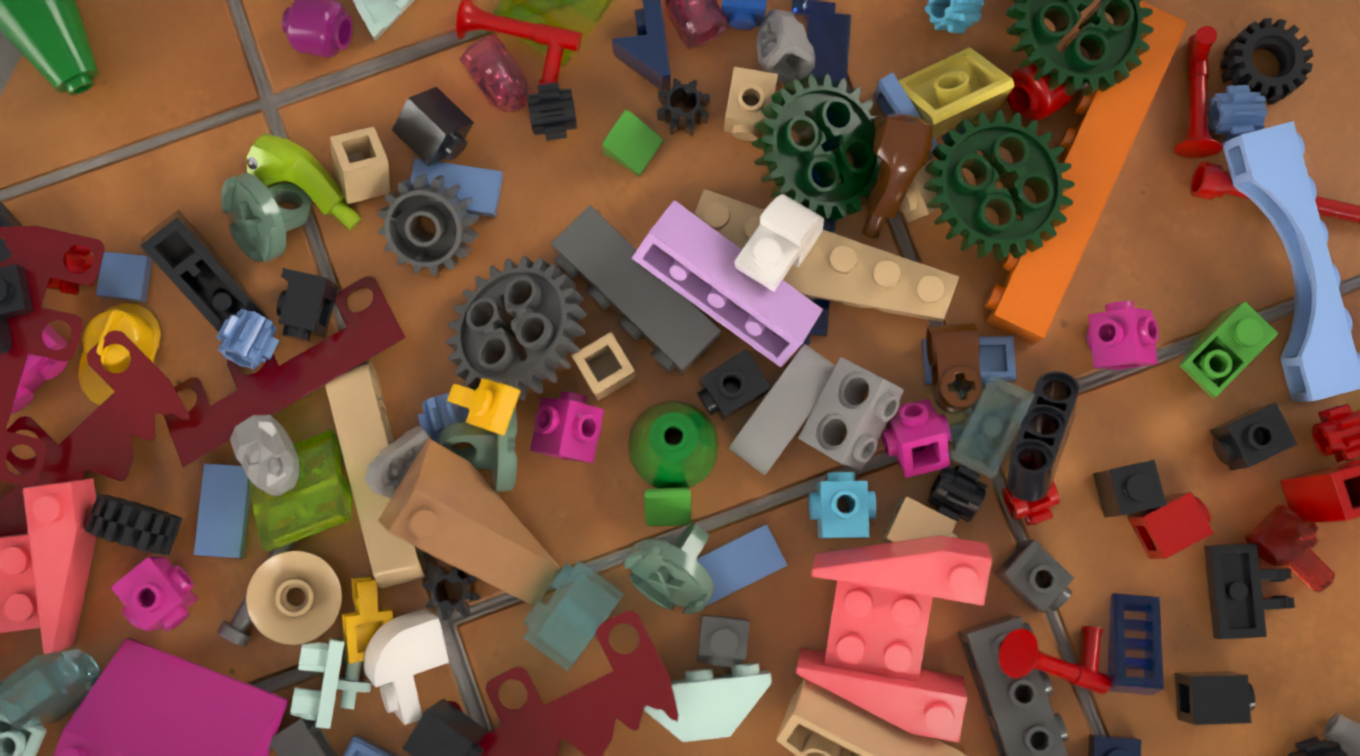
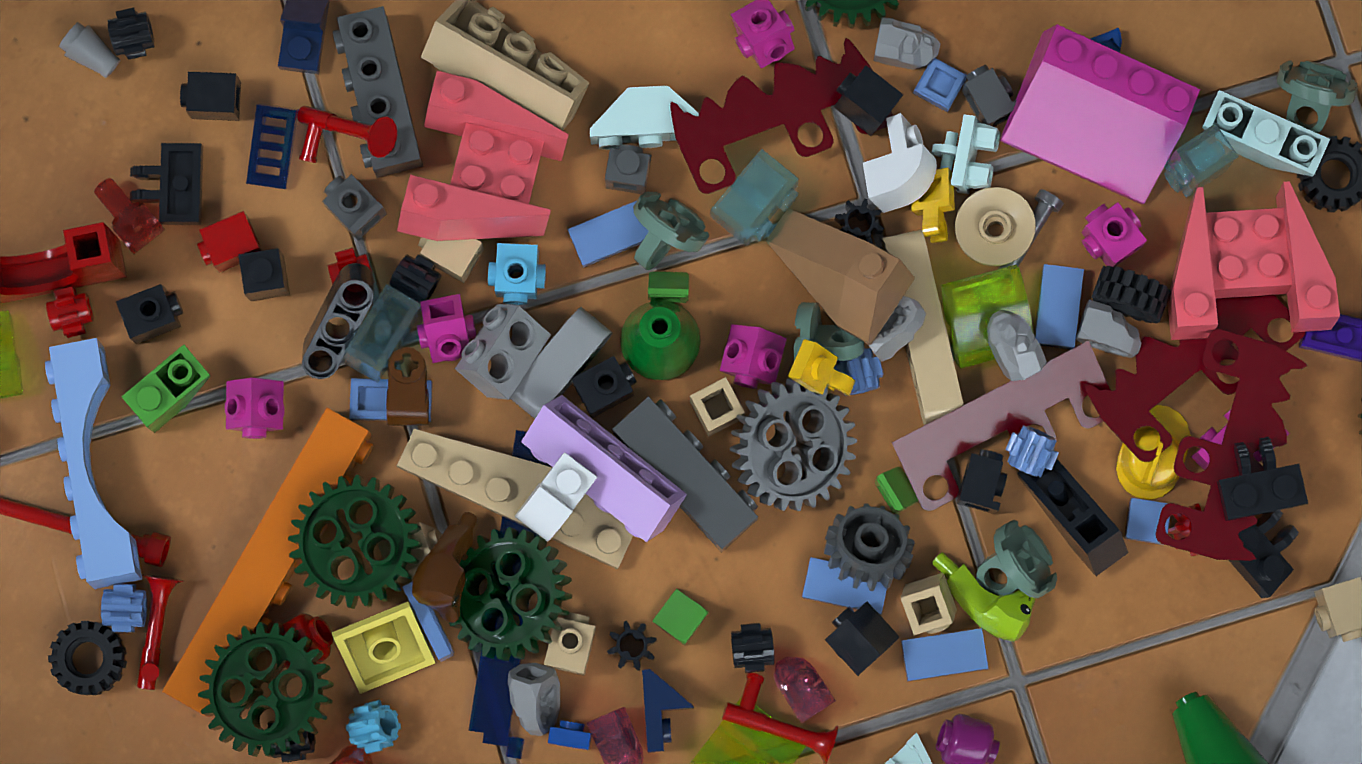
camera: 175 degrees left, 0 degrees up
(165, 485) = (1108, 330): none -> light grey rock
(342, 116) = (944, 654): none -> medium blue tile
(402, 293) = (896, 489): none -> bright green slope

